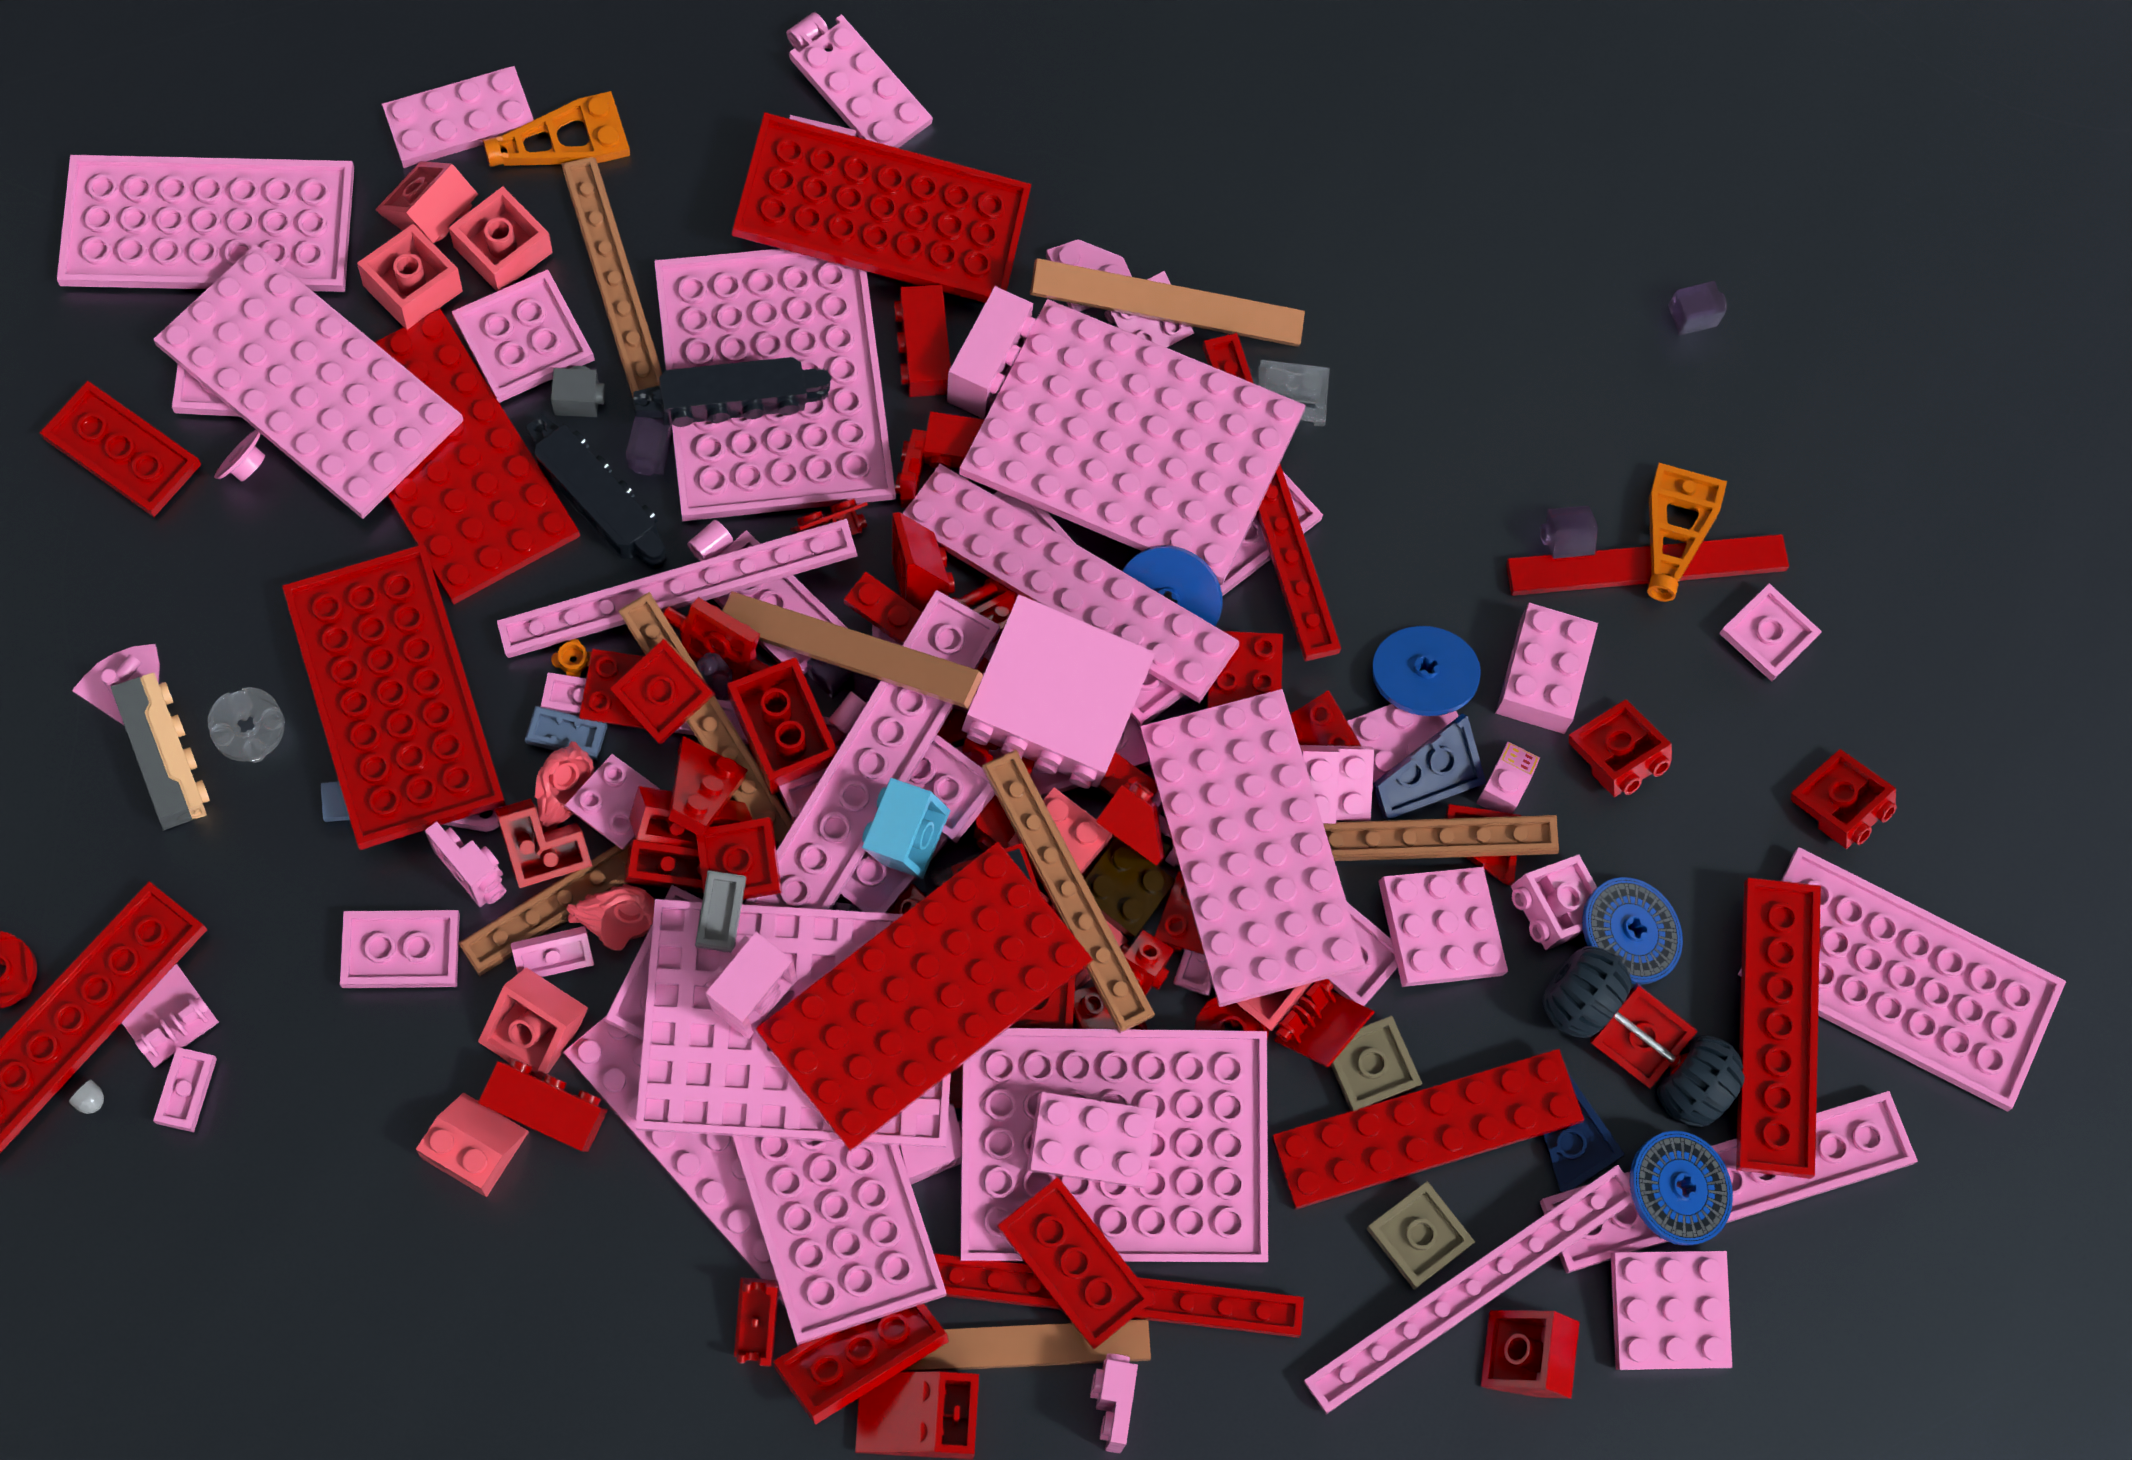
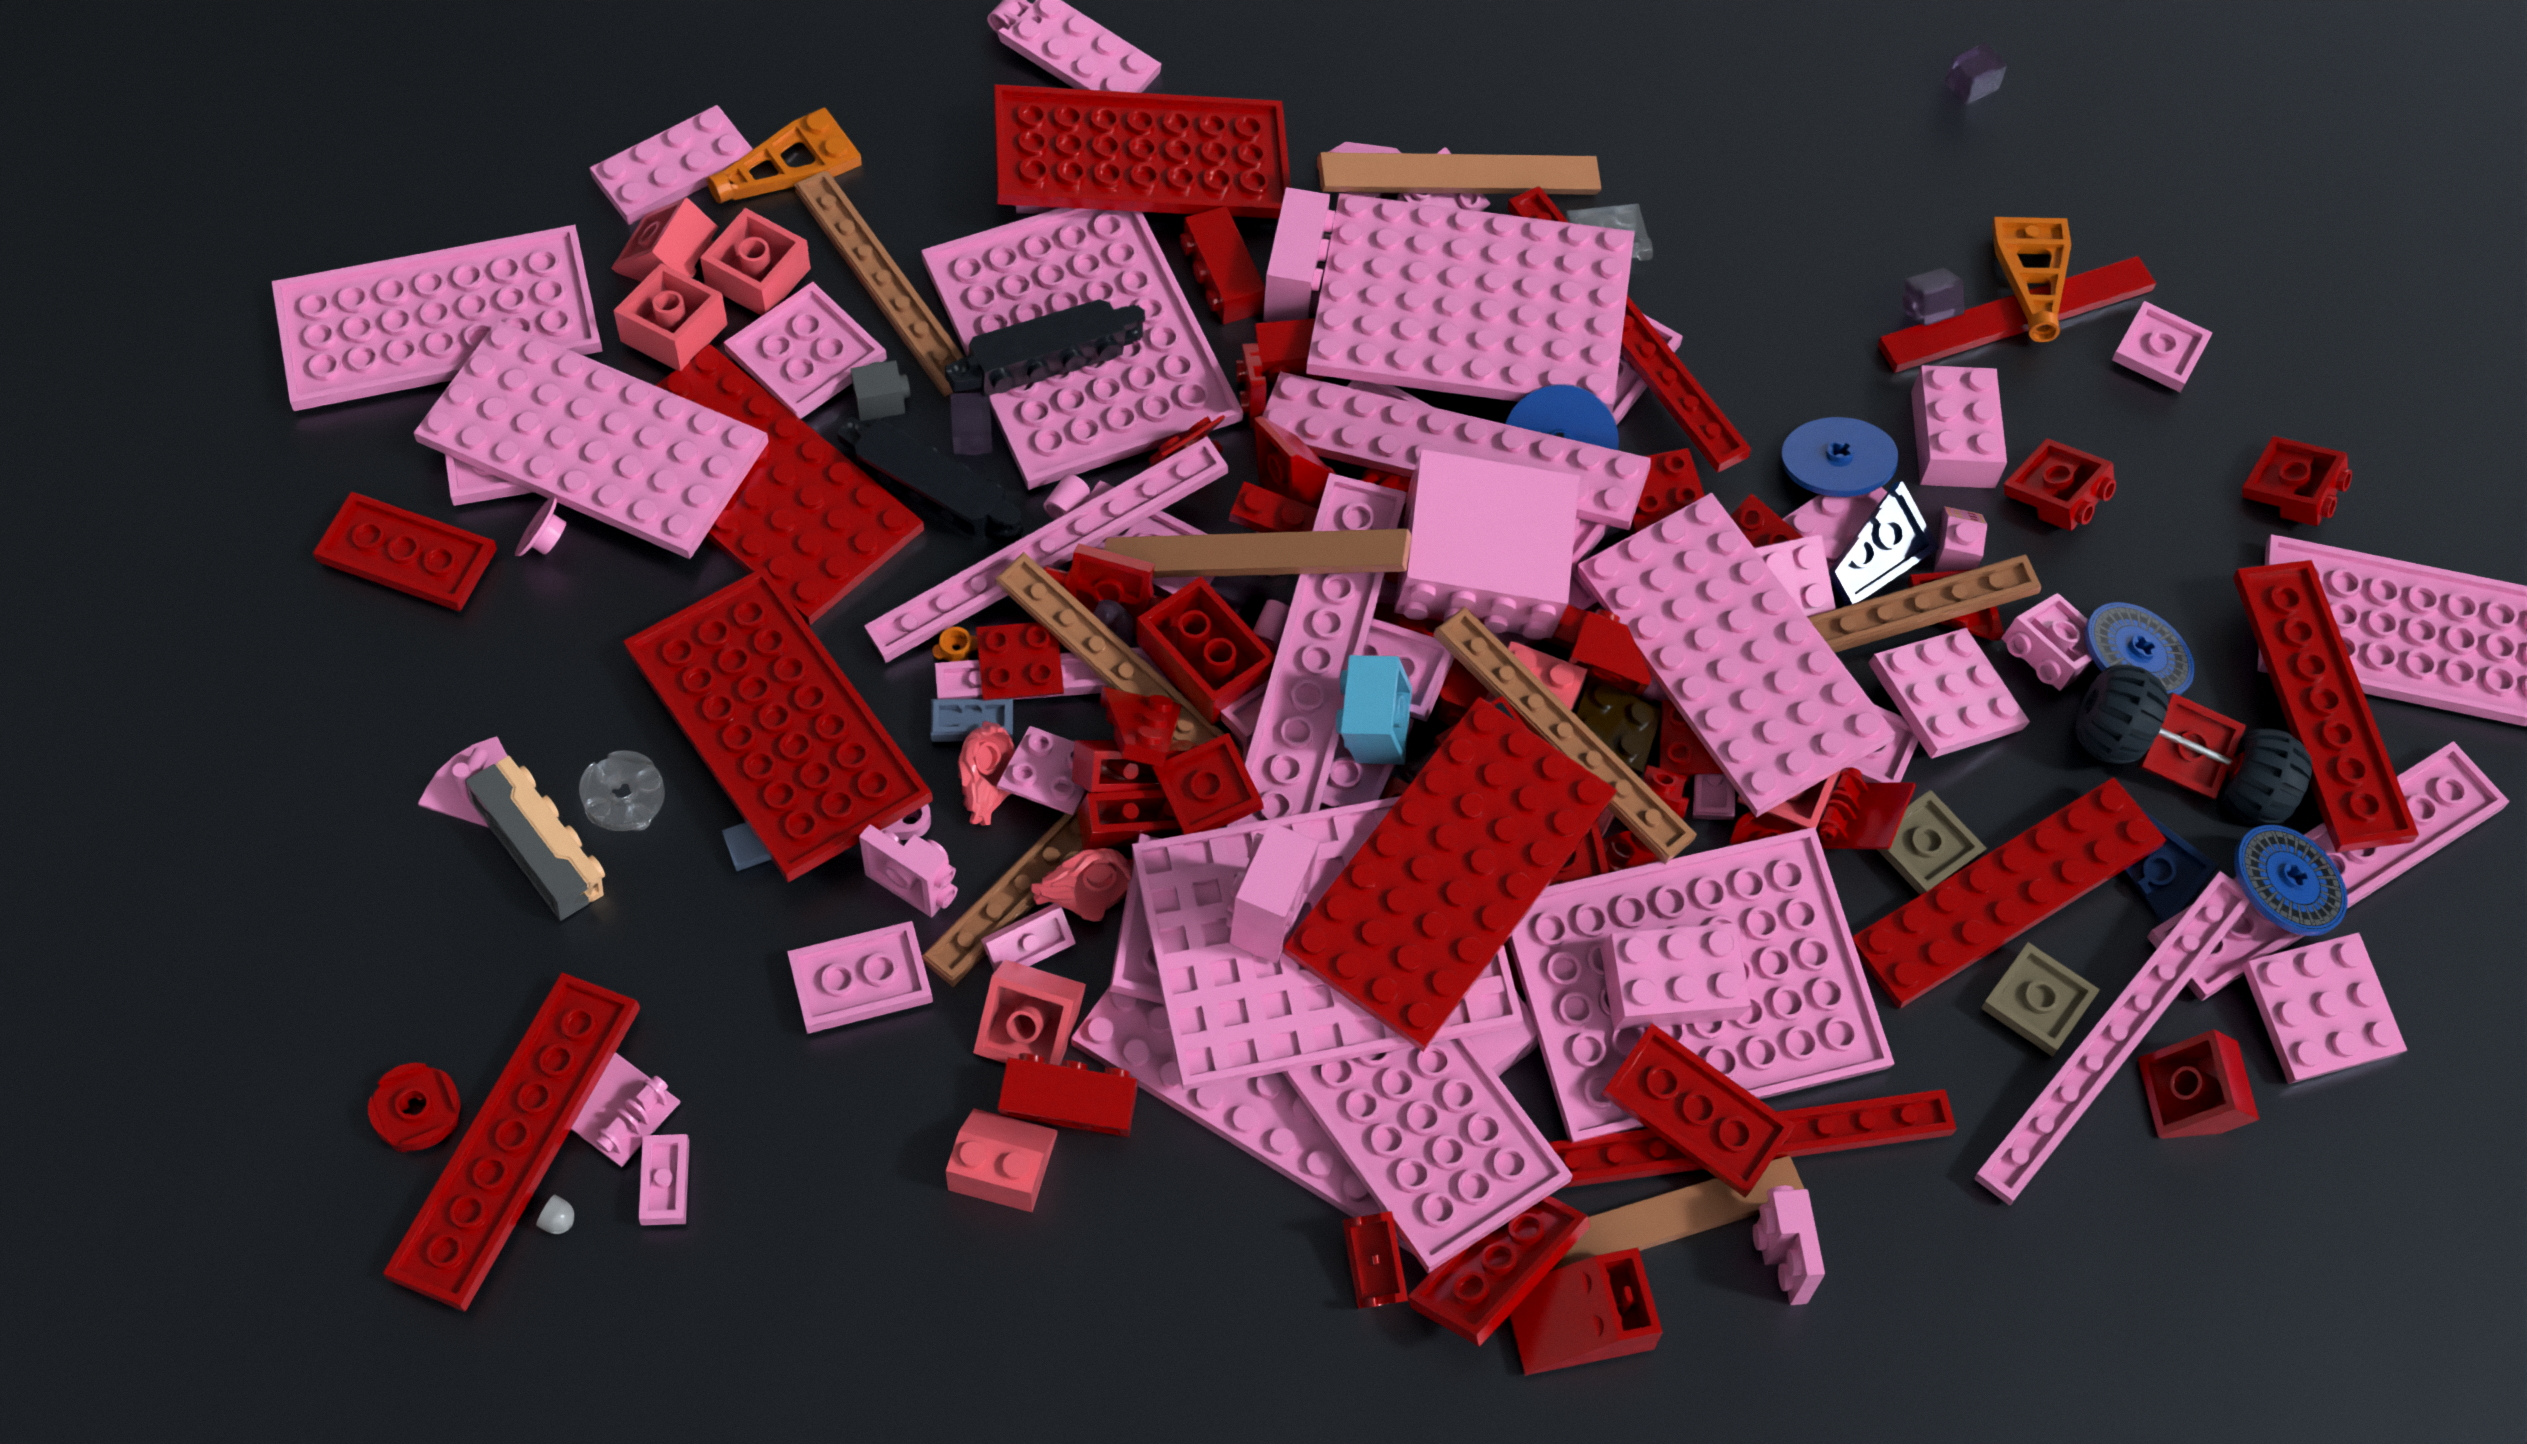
camera: 10 degrees left, 10 degrees down
(540, 854) = (980, 840): red brick -> none
(662, 691) = (1068, 644): red plate -> none
(720, 911) = (1207, 838): light grey tile -> none

